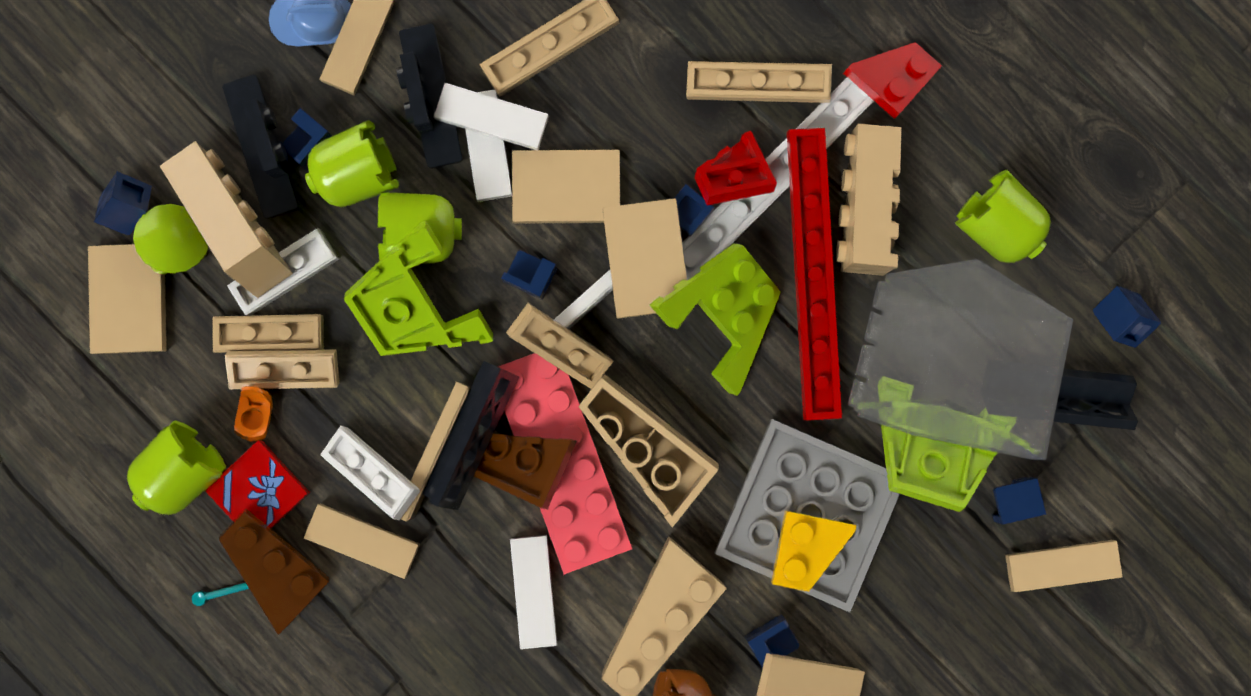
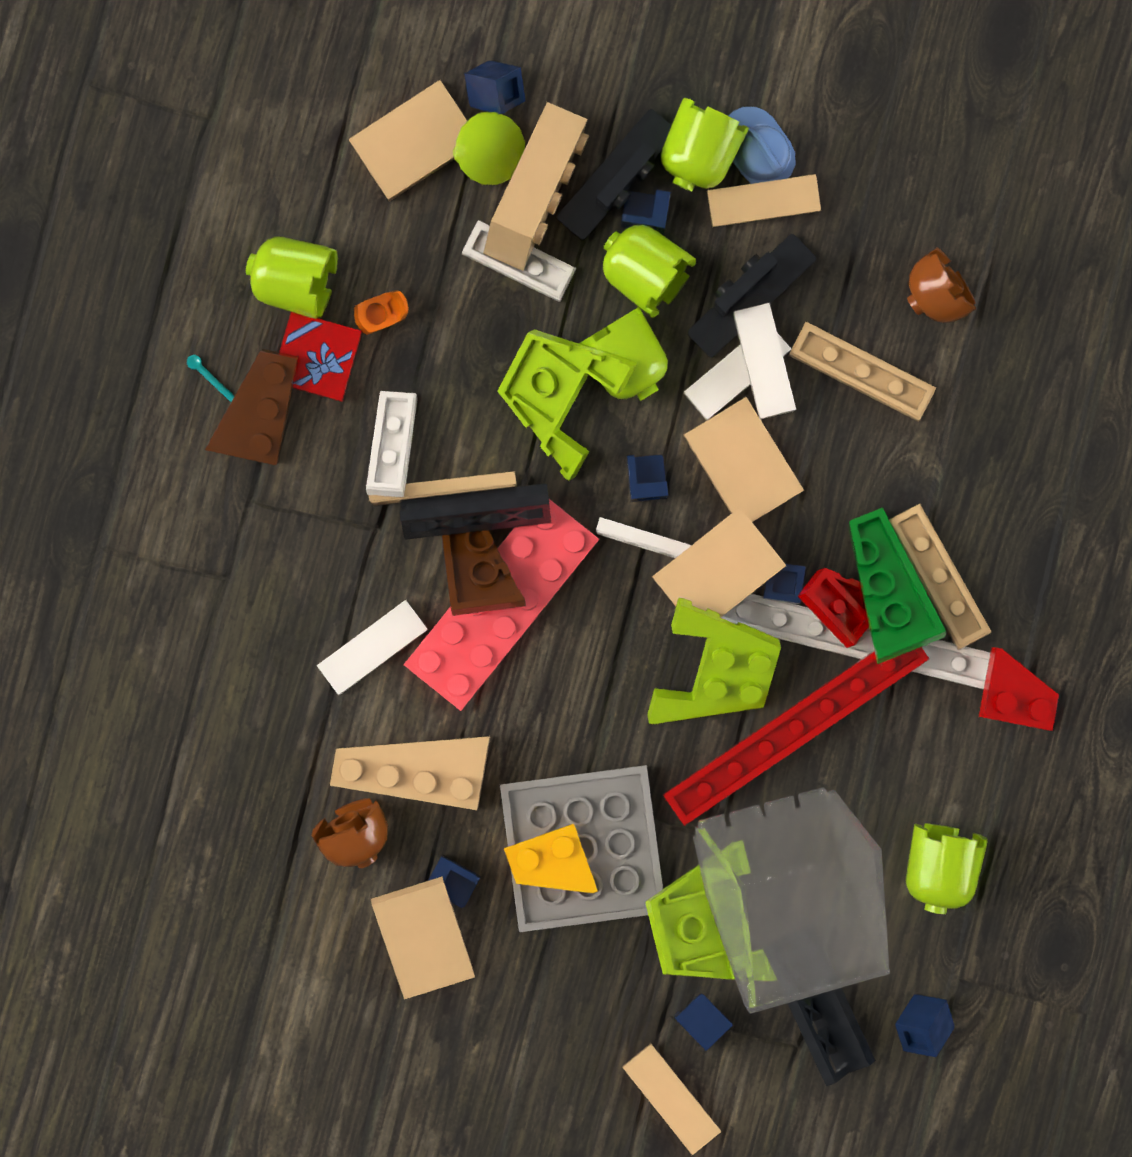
camera: 60 degrees right, 0 degrees up
(268, 333) = (457, 281): tan tile -> none
(276, 58) = (701, 146): none -> lime cylinder
(282, 369) = (434, 313): tan tile -> none
(361, 541) = (327, 472): tan tile -> none
(559, 346) = (598, 542): tan tile -> none
(653, 451) = (557, 672): tan wedge -> none
(750, 124) = (893, 595): none -> green wing
(870, 200) = (892, 736): tan wedge -> none

